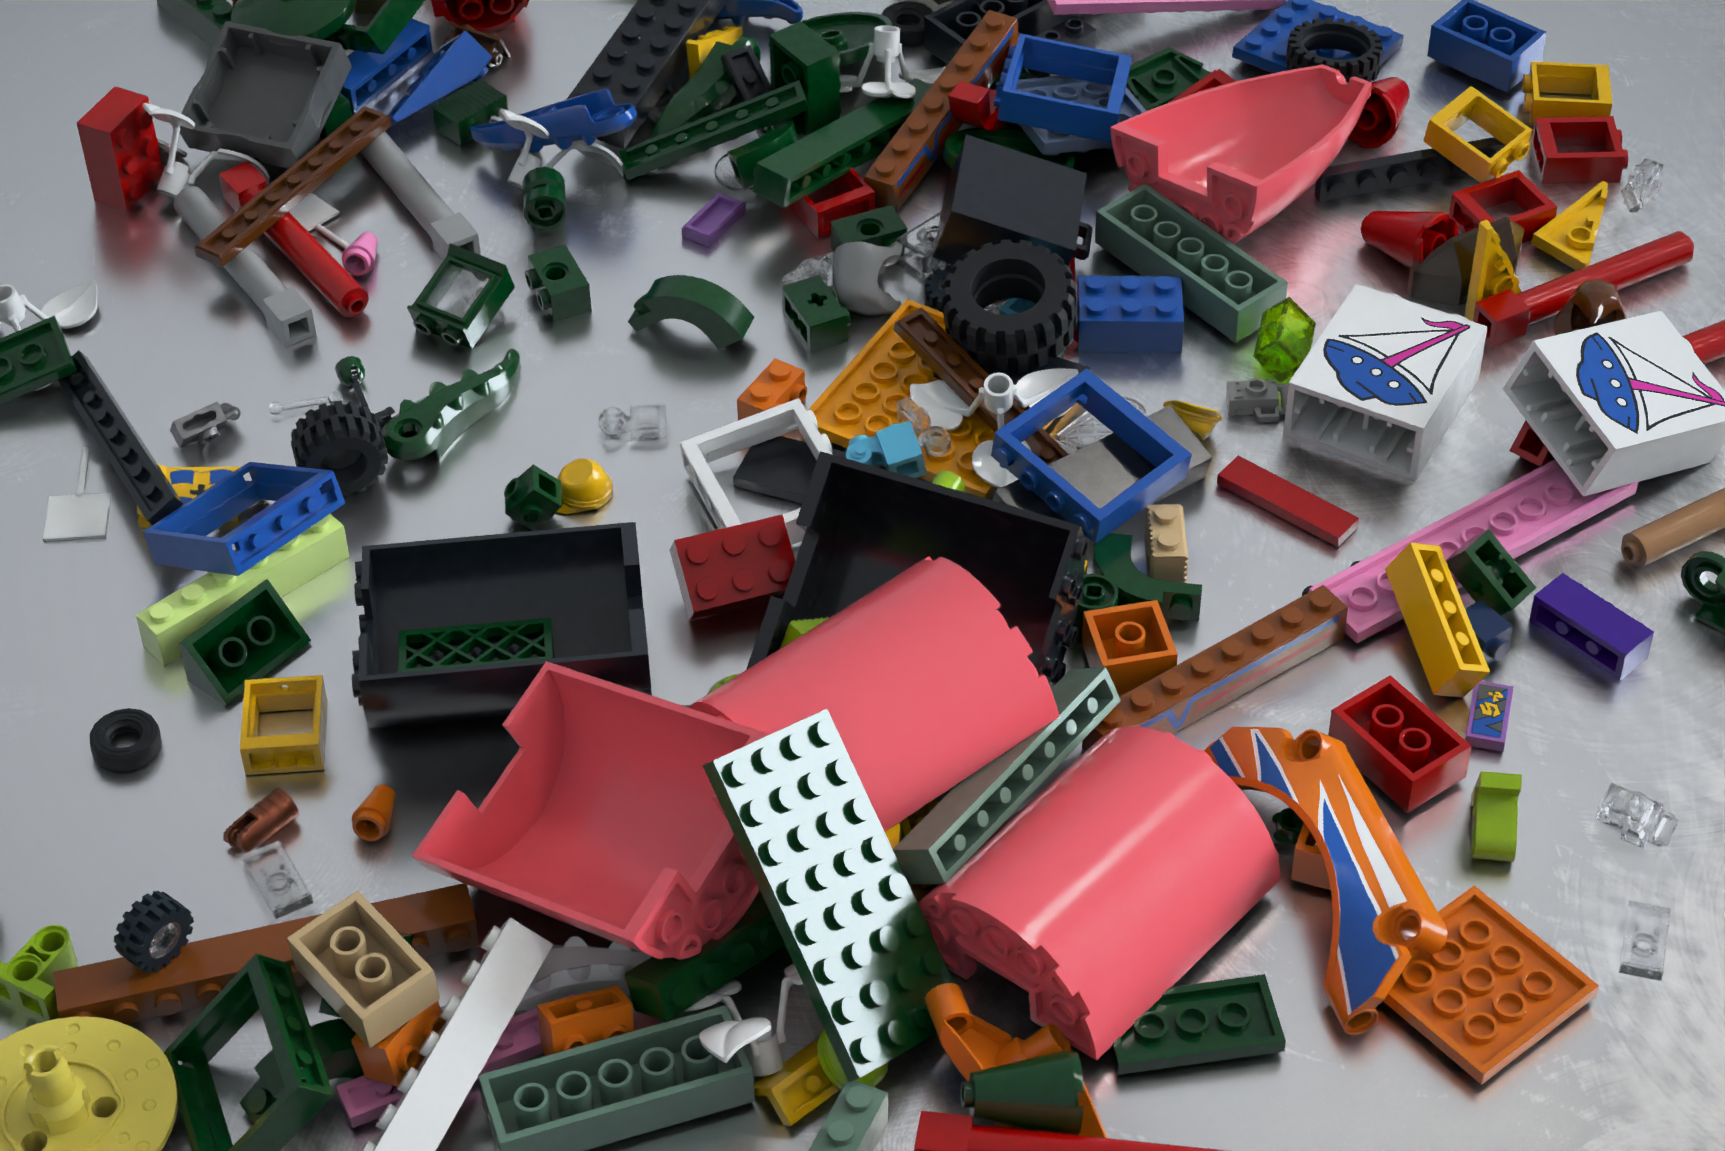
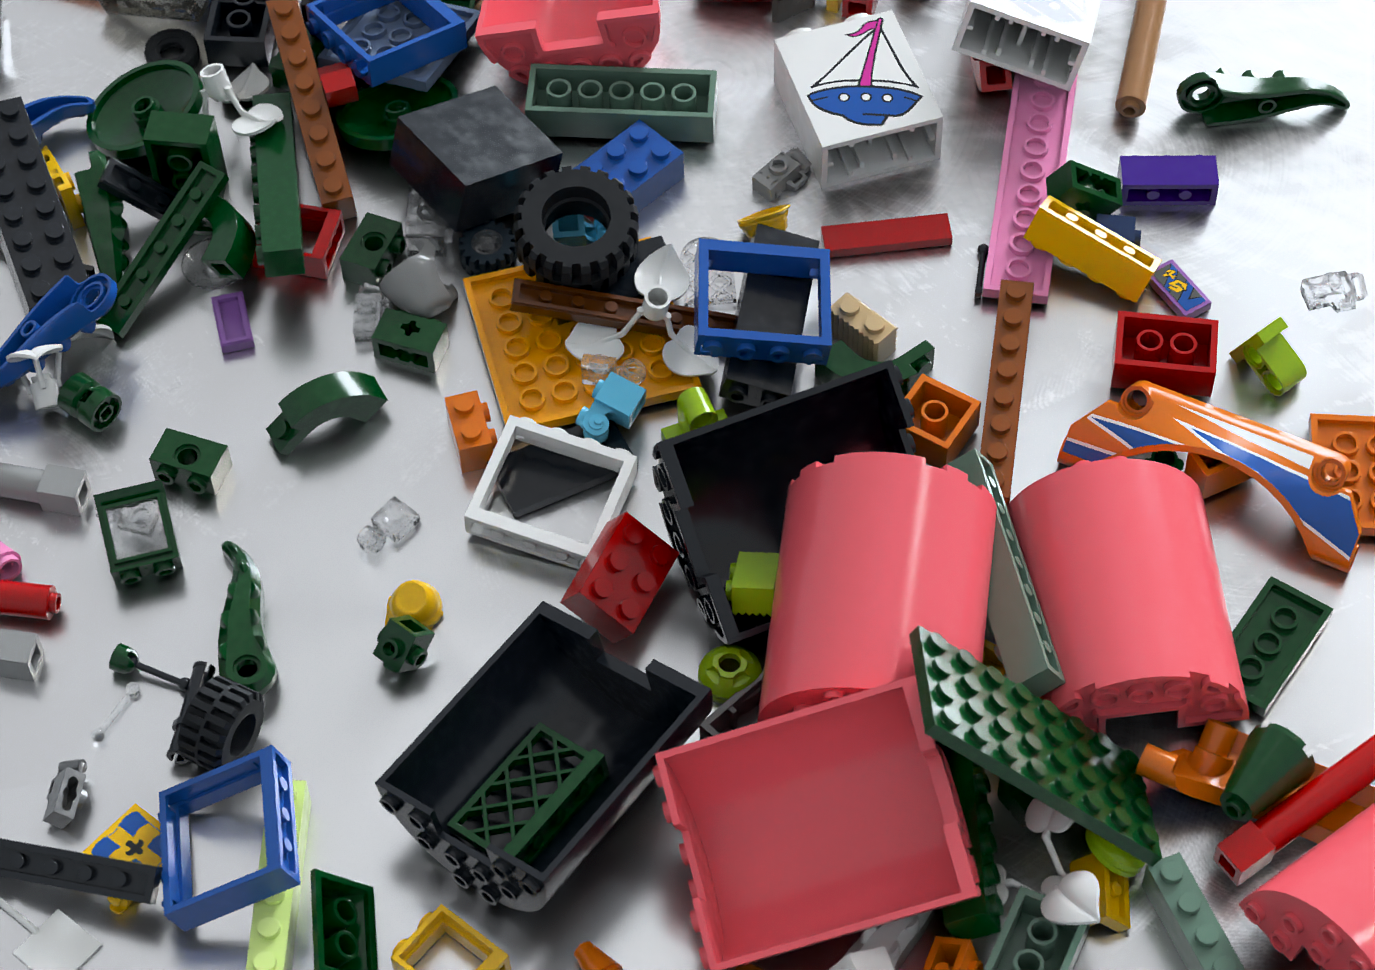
camera: 45 degrees left, 10 degrees up
(1284, 339) = (753, 116): clear neon green brick -> none

